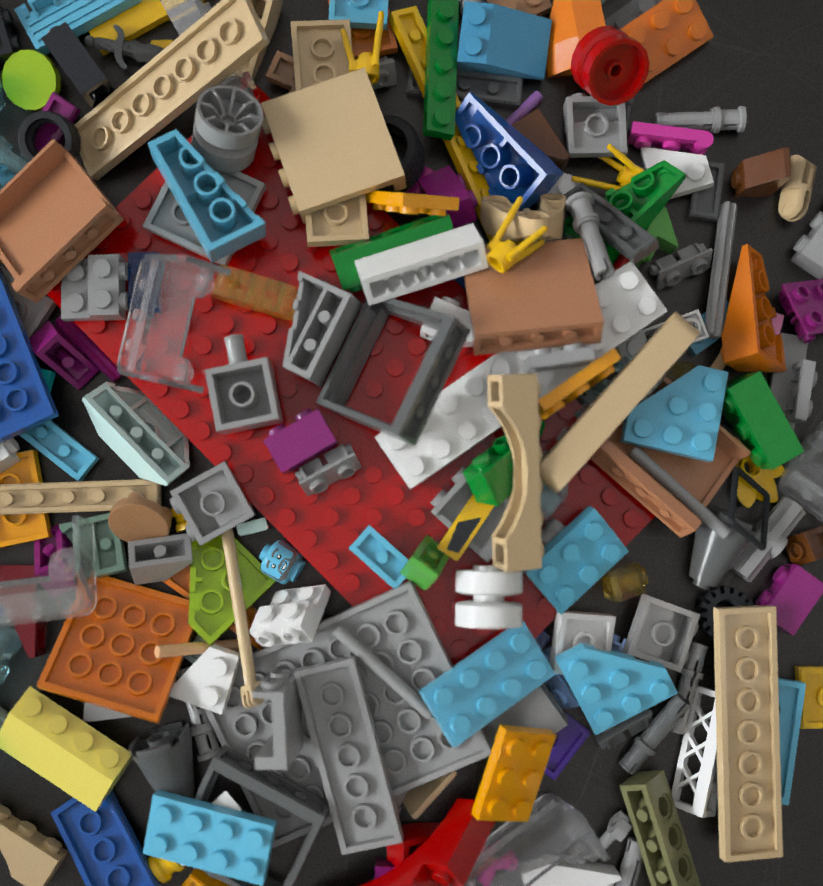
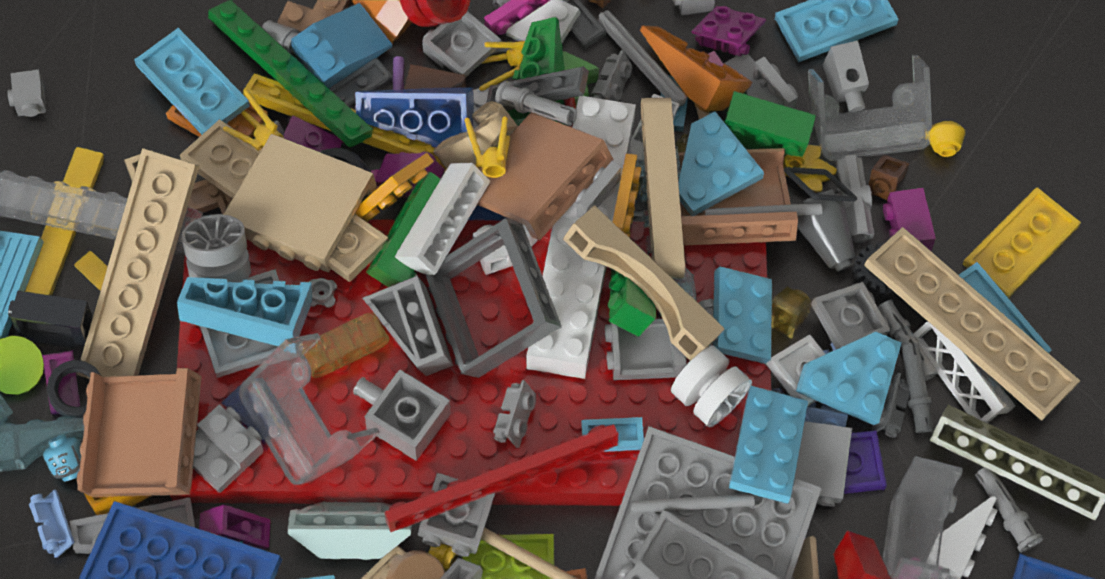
camera: 45 degrees left, 20 degrees down
(89, 348) = (265, 509): magenta axle -> none
(121, 47) = (71, 278): dark grey piece -> none
(248, 509) = (491, 481): none -> red plate
(253, 526) = (499, 514): light aqua tile -> none
(280, 226) = (327, 287): none -> light grey plate
(281, 561) = (544, 517): medium azure head -> none
(290, 616) = (590, 538): white plate -> none
(300, 440) = (476, 411): magenta brick -> none
(406, 97) = (310, 135): none -> magenta plate
(425, 564) = (647, 410): bright green slope -> none
(464, 528) = (647, 361): yellow sticker -> none
(513, 774) = (849, 489): light orange plate -> none
(616, 830) = (962, 486): light grey bar -> none

